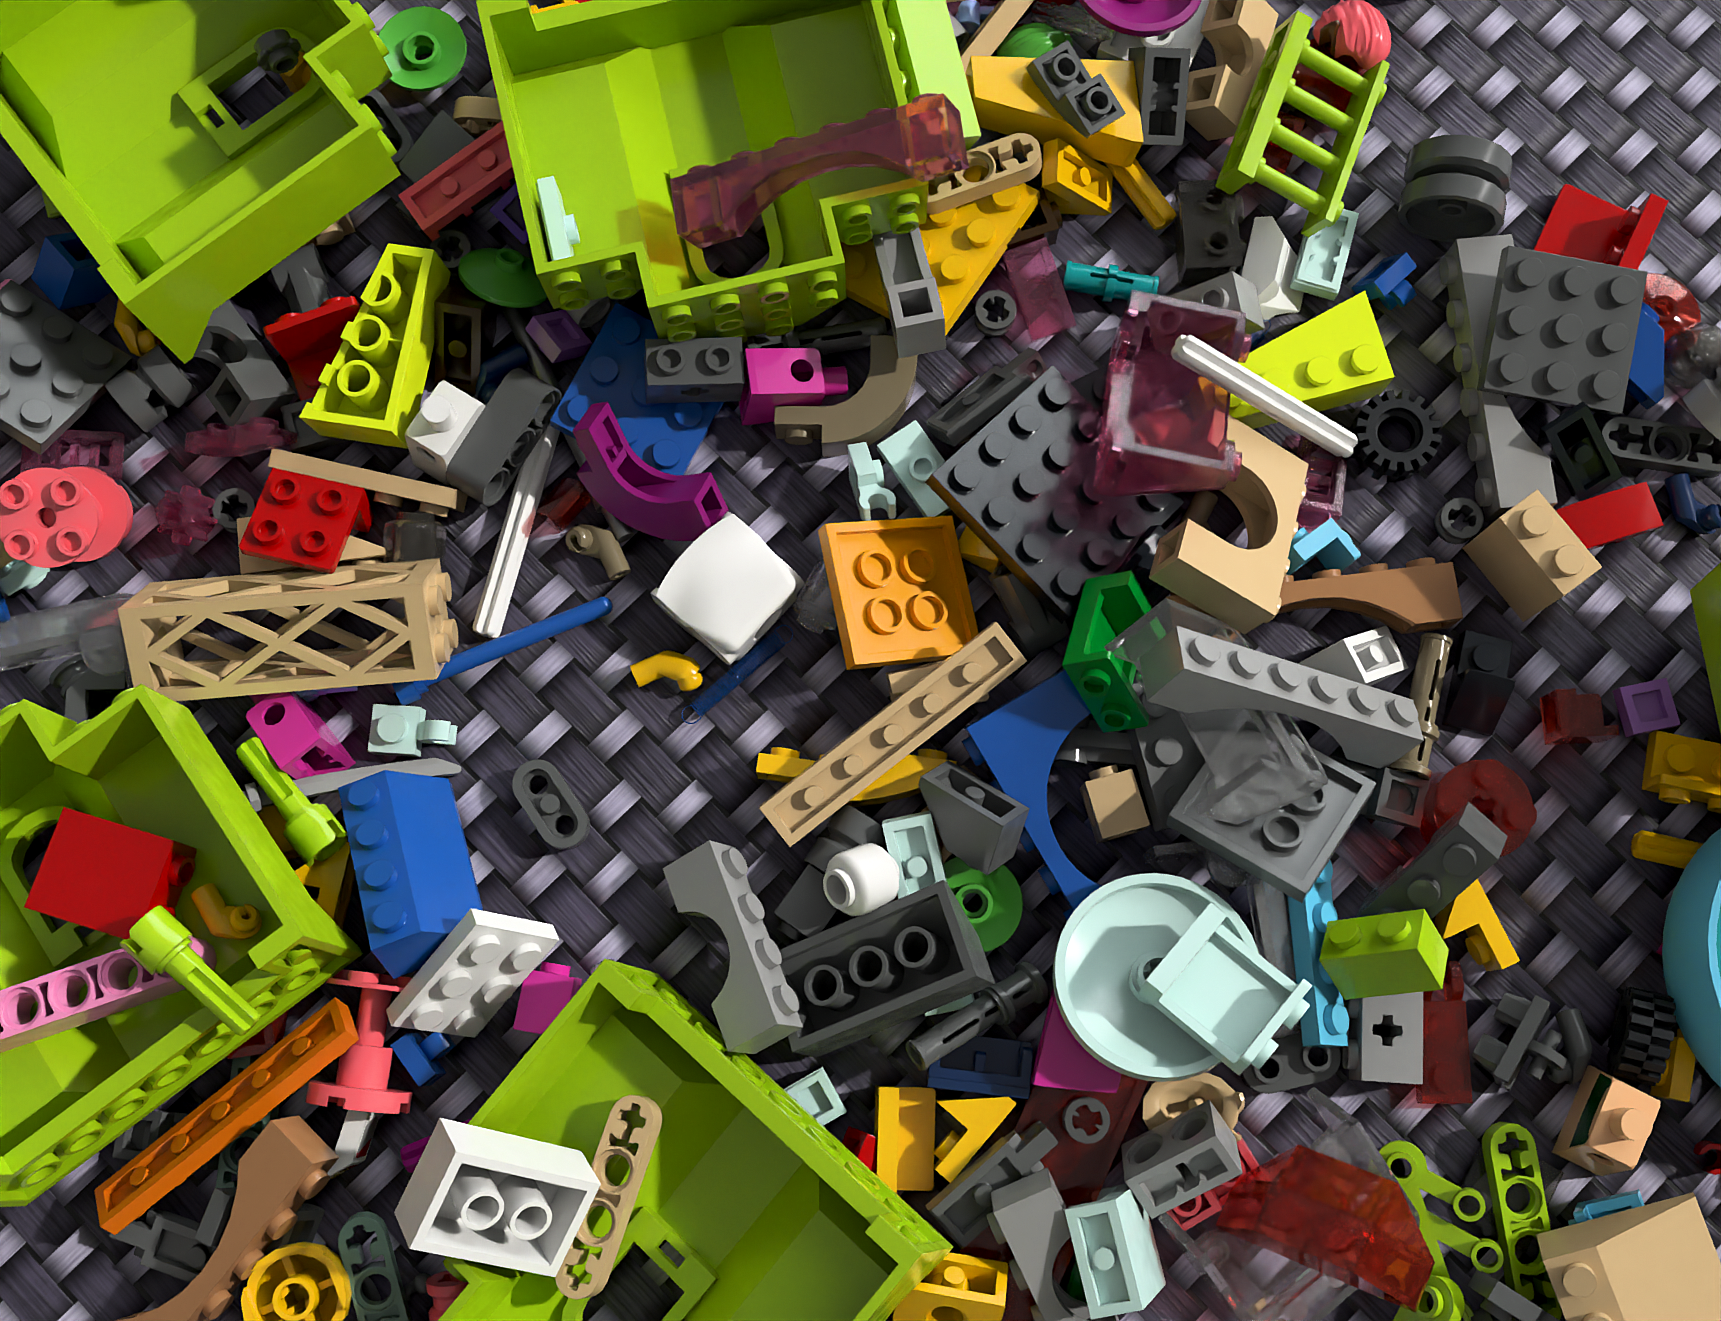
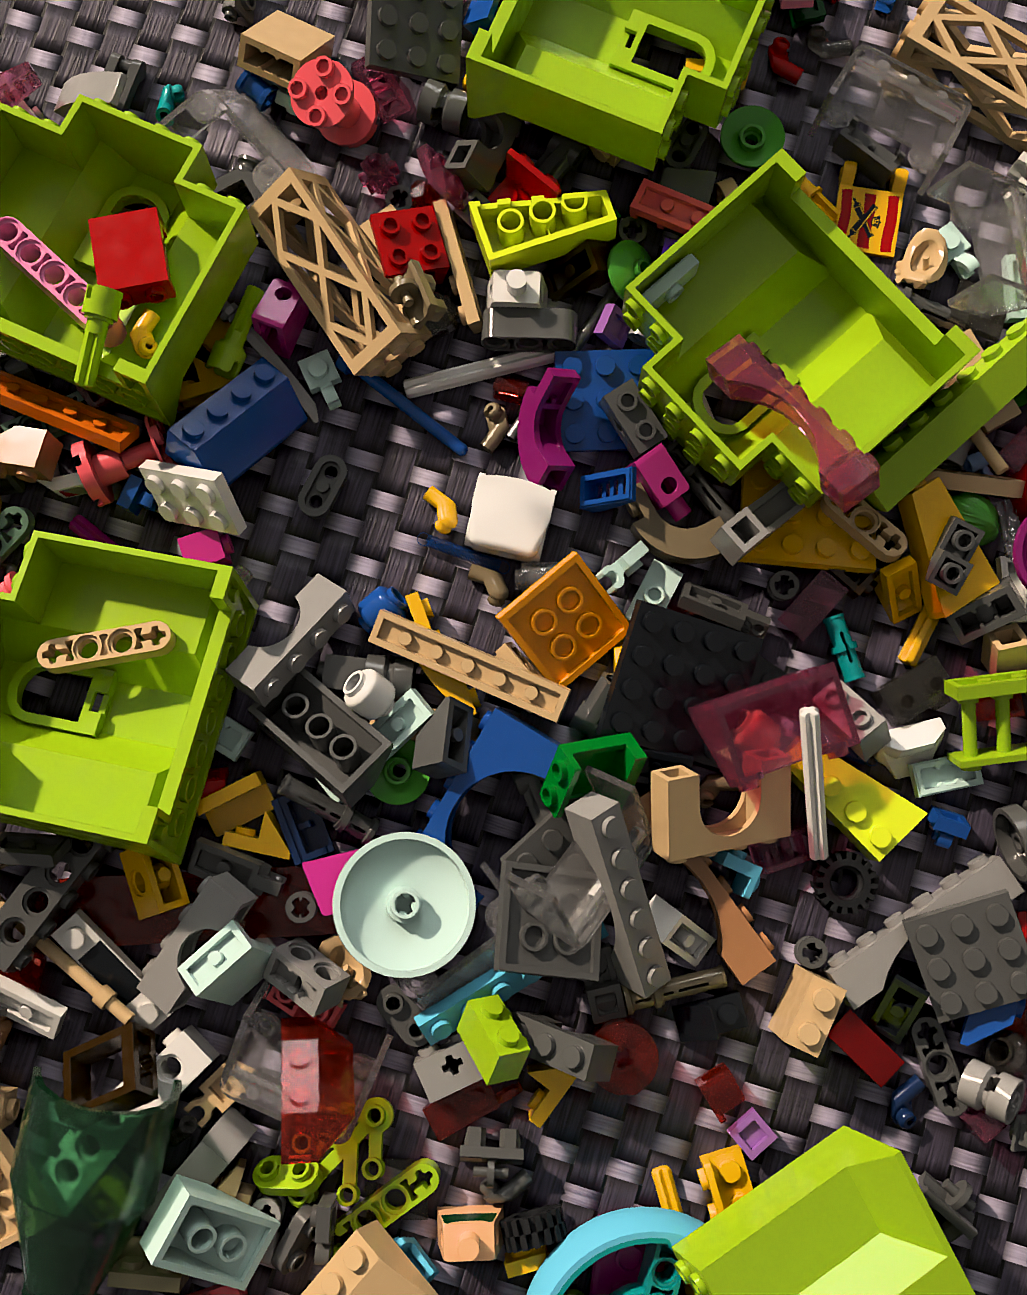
camera: 60 degrees right, 5 degrees up
(248, 473) = (423, 194): none -> clear red plate
(277, 51) = (690, 51): dark grey plate -> none
(381, 544) = (416, 294): none -> dark tan hips
(496, 368) = (572, 301): dark blue arm -> none
(496, 1198) = (65, 582): white brick -> none
(744, 818) = (380, 598): none -> blue head
(747, 473) = (591, 489): none -> blue slope
(798, 656) = (493, 583): none -> dark tan arm
(1113, 803) = (505, 824): tan brick -> none
(1225, 993) = (412, 951): light aqua panel -> none

